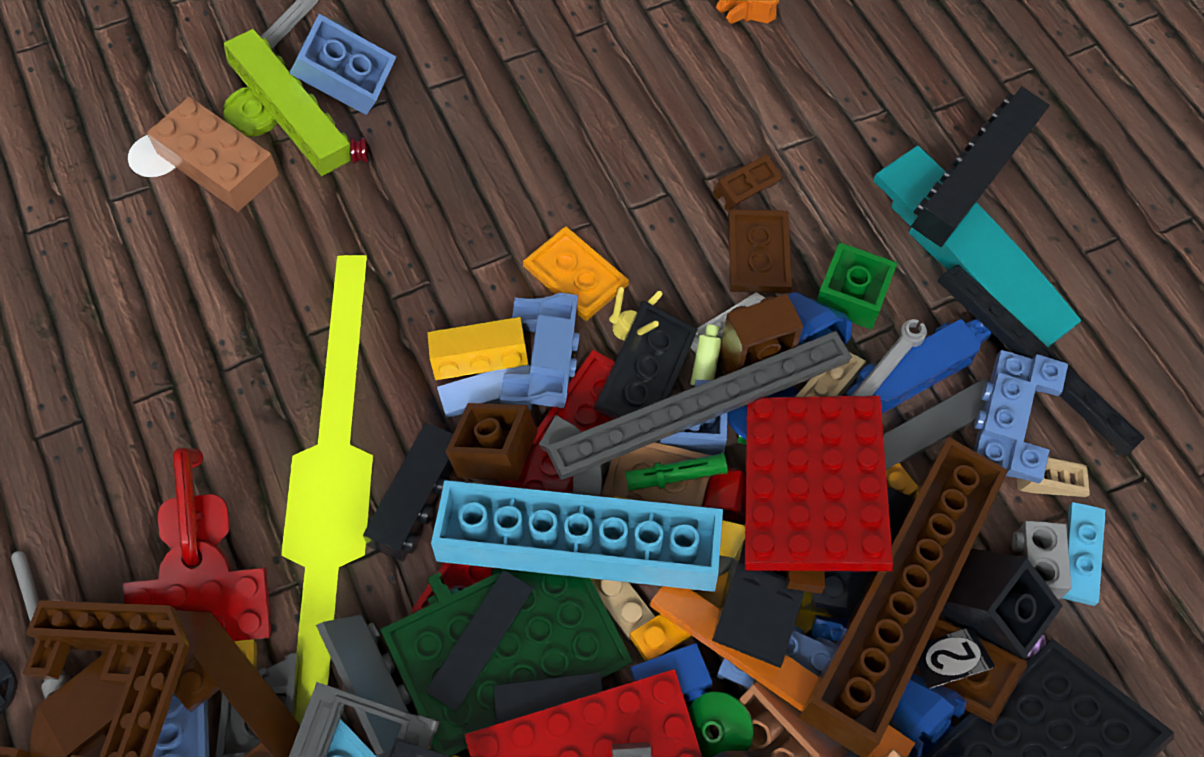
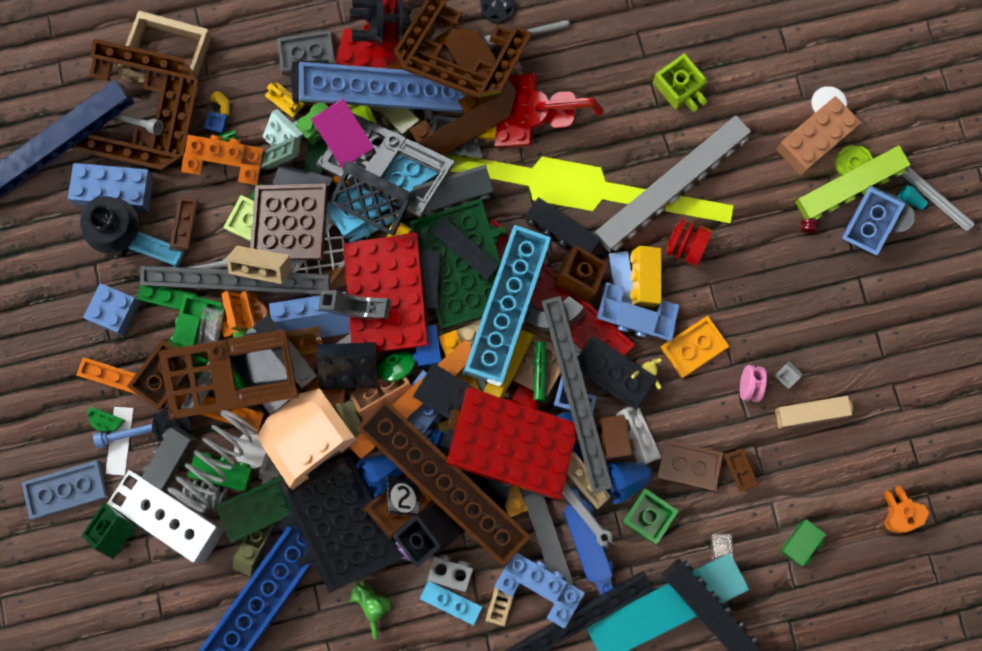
camera: 105 degrees right, 15 degrees up
(133, 347) = (679, 93): none -> lime hinge
(295, 36) = (912, 197): none -> teal cone
(315, 338) = (672, 184): none -> light grey brick
(411, 293) = (689, 242): none -> red wheel
(593, 146) = (788, 375): none -> light grey plate
(618, 182) = (753, 383): none -> bright pink head
(640, 112) = (814, 412): none -> tan brick
(707, 355) = (613, 409): yellowish green cylinder -> none
(826, 102) = (803, 543): none -> green brick
(864, 198) = (721, 545): none -> clear tile
(1145, 673) = (373, 606): none -> bright green animal

